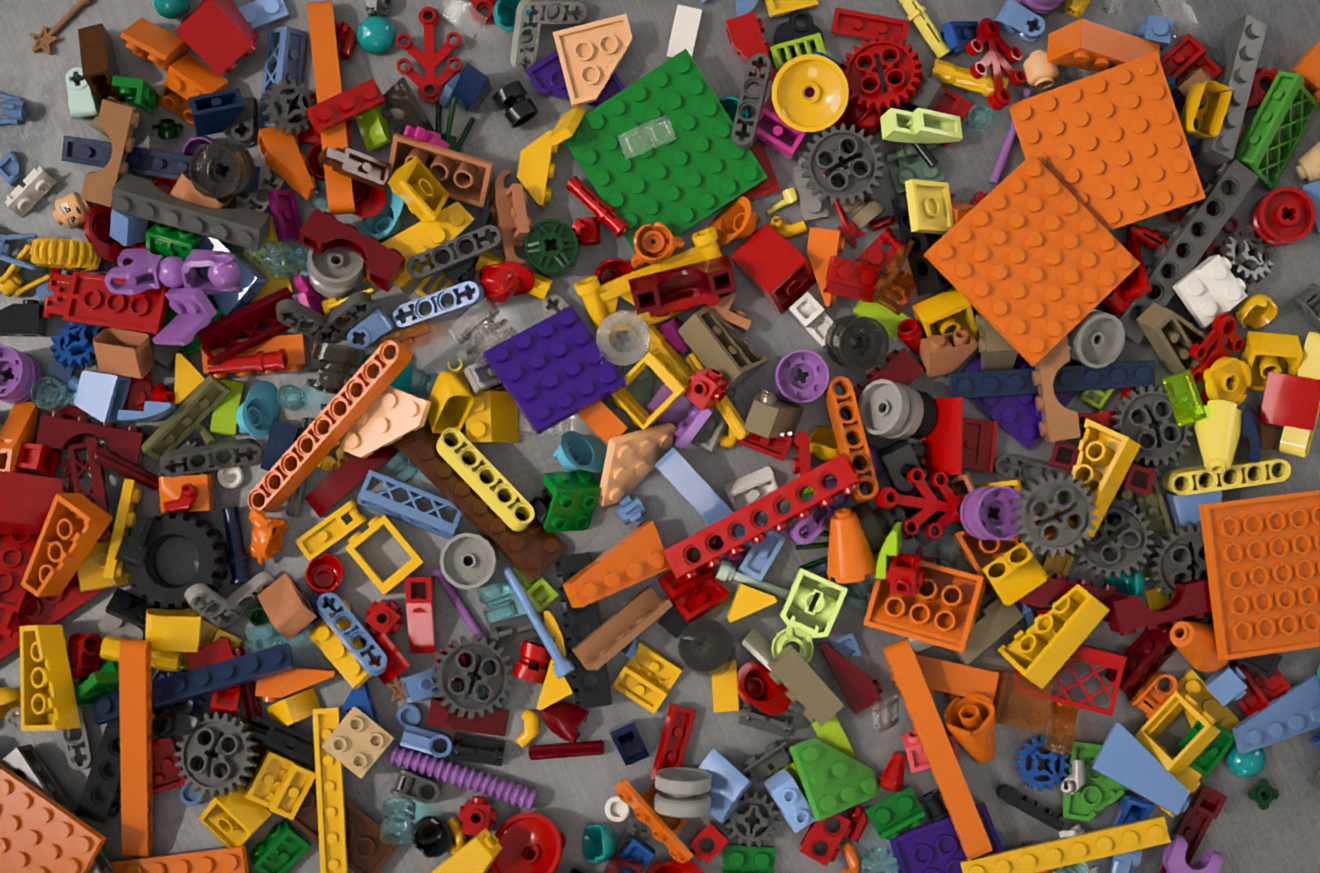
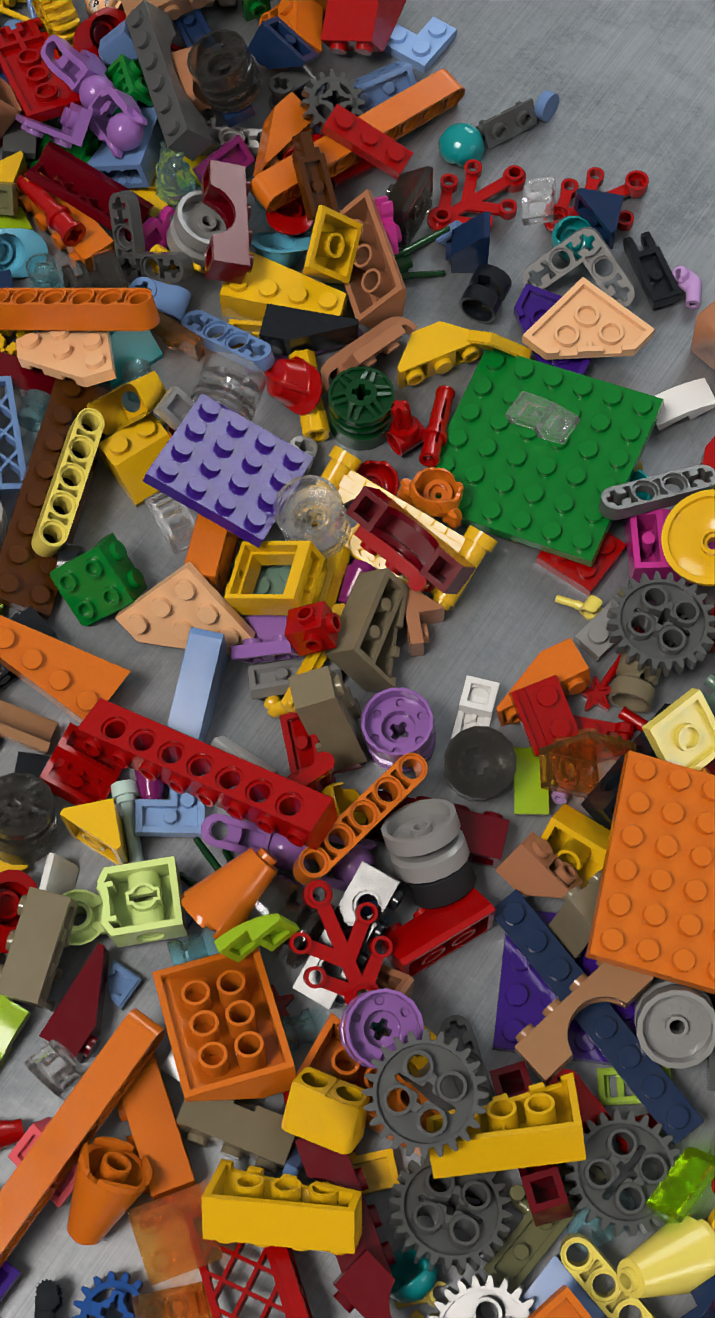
camera: 60 degrees right, 20 degrees down
(167, 129) = (242, 29): dark green plate -> none
(347, 38) = (438, 125): red arm -> none
(373, 128) = (373, 180): lime slope -> none
(456, 256) = (286, 317): dark grey beam -> none
(580, 453) = (158, 555): medium azure piece -> none
(631, 510) = (130, 651): medium blue gear -> none
(735, 221) = (520, 569): orange piece -> none
(774, 267) = (499, 633): red slope -> none
(787, 230) = (551, 622): yellow arm -> none
(905, 574) = (238, 970): red brick -> none
(910, 333) = (530, 816): red cone -> none
(978, 444) = (456, 980): red plate -> none

